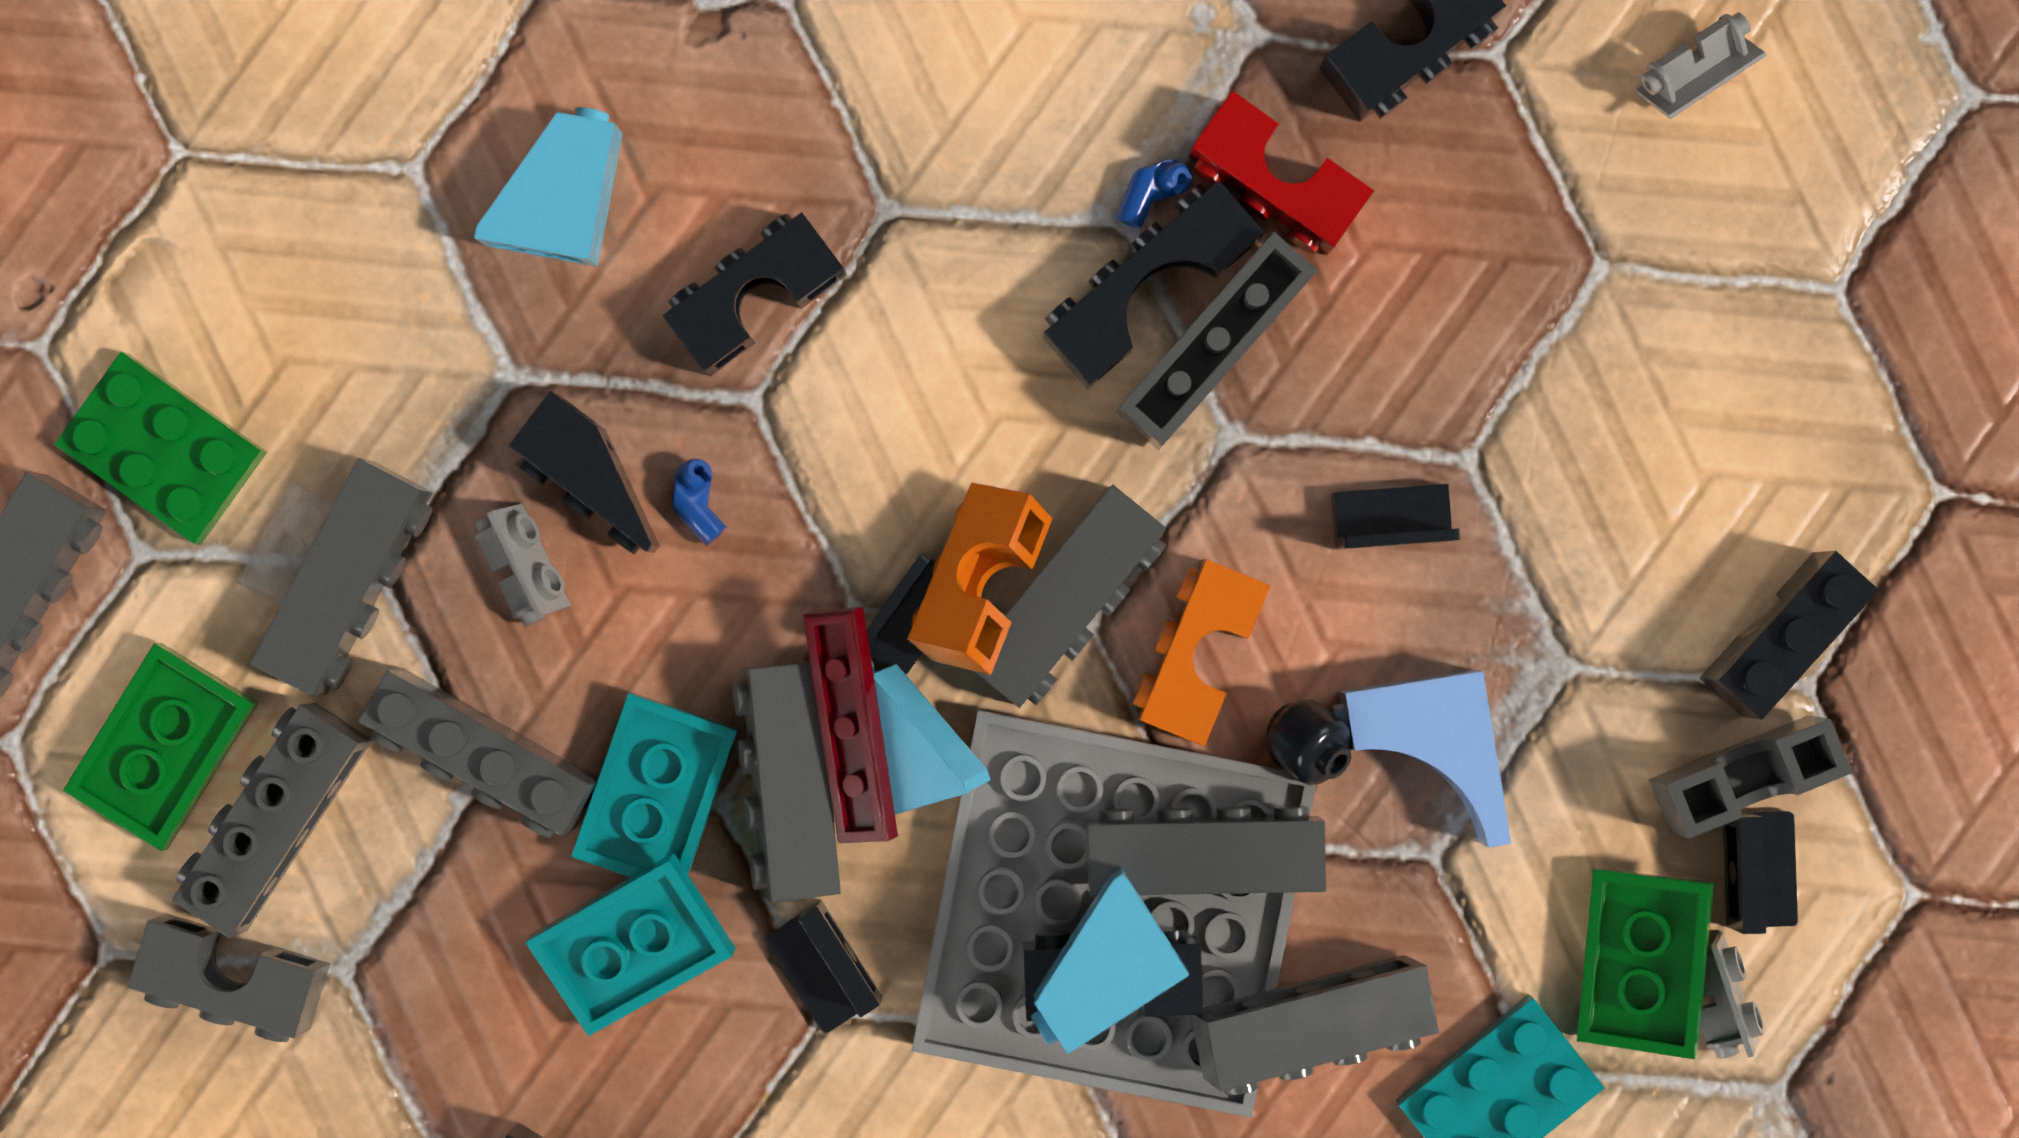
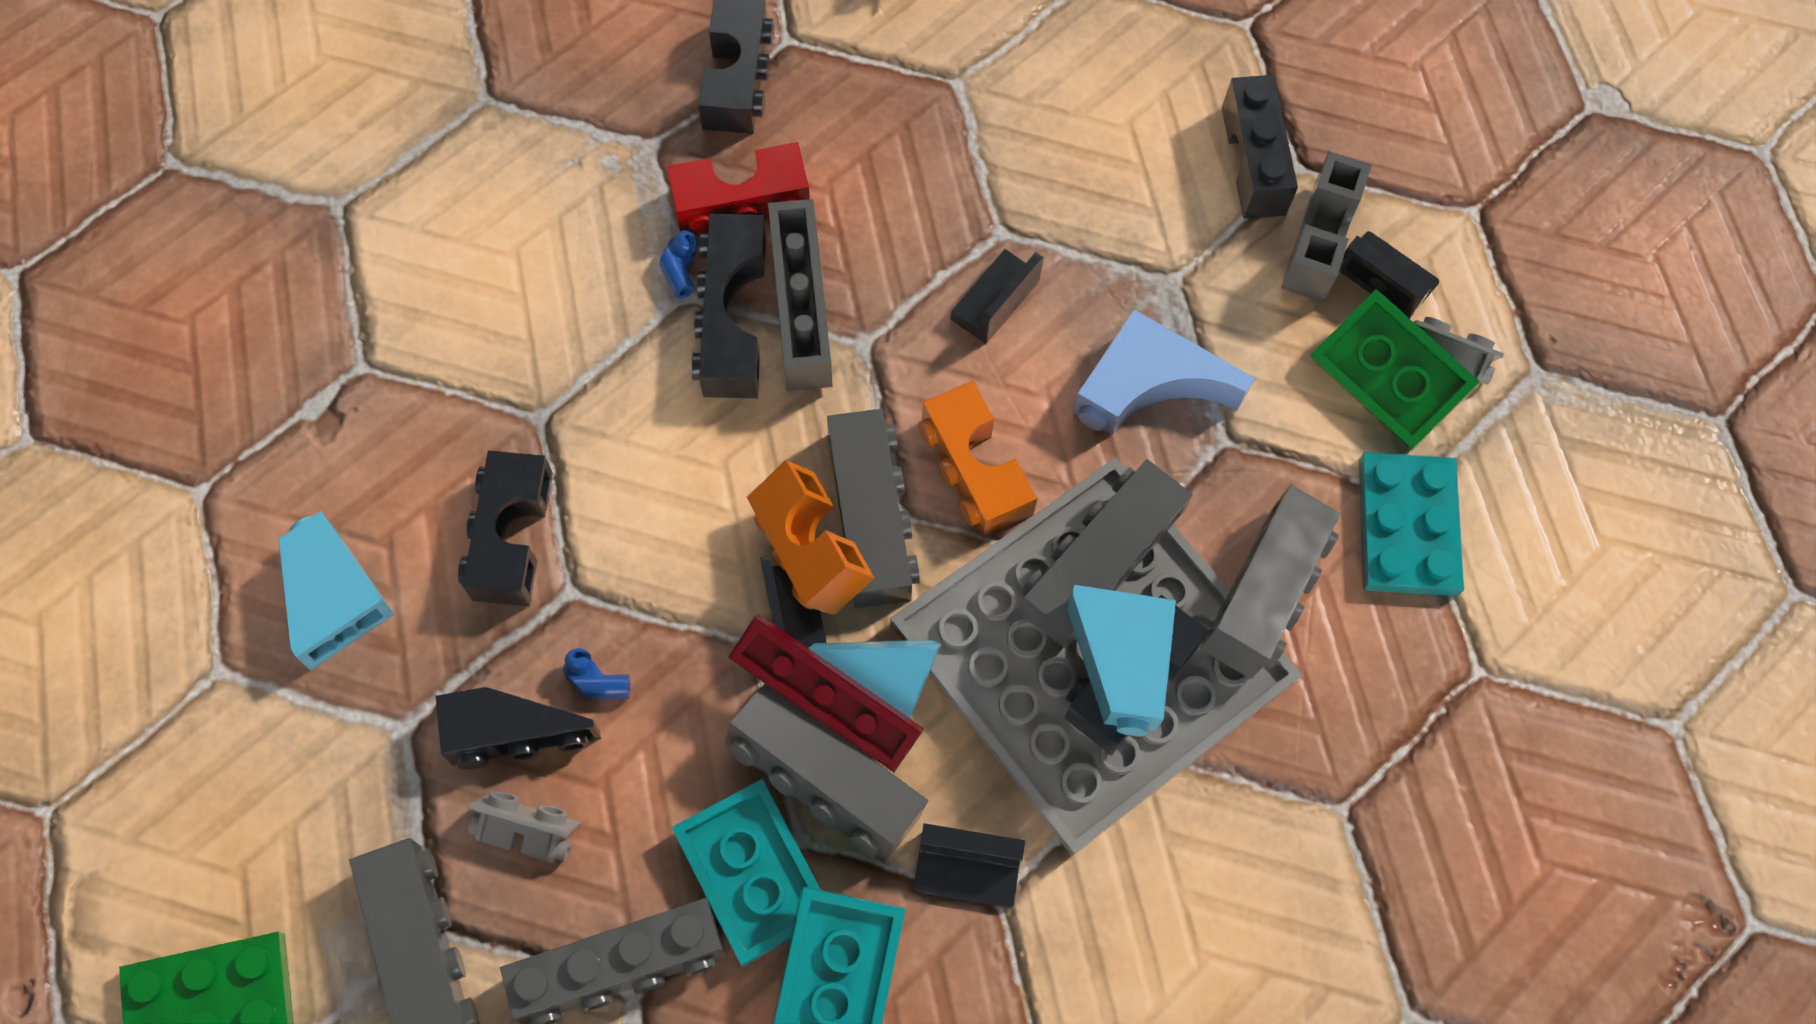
camera: 50 degrees left, 20 degrees down
(1309, 741) = (1089, 441): black head -> none

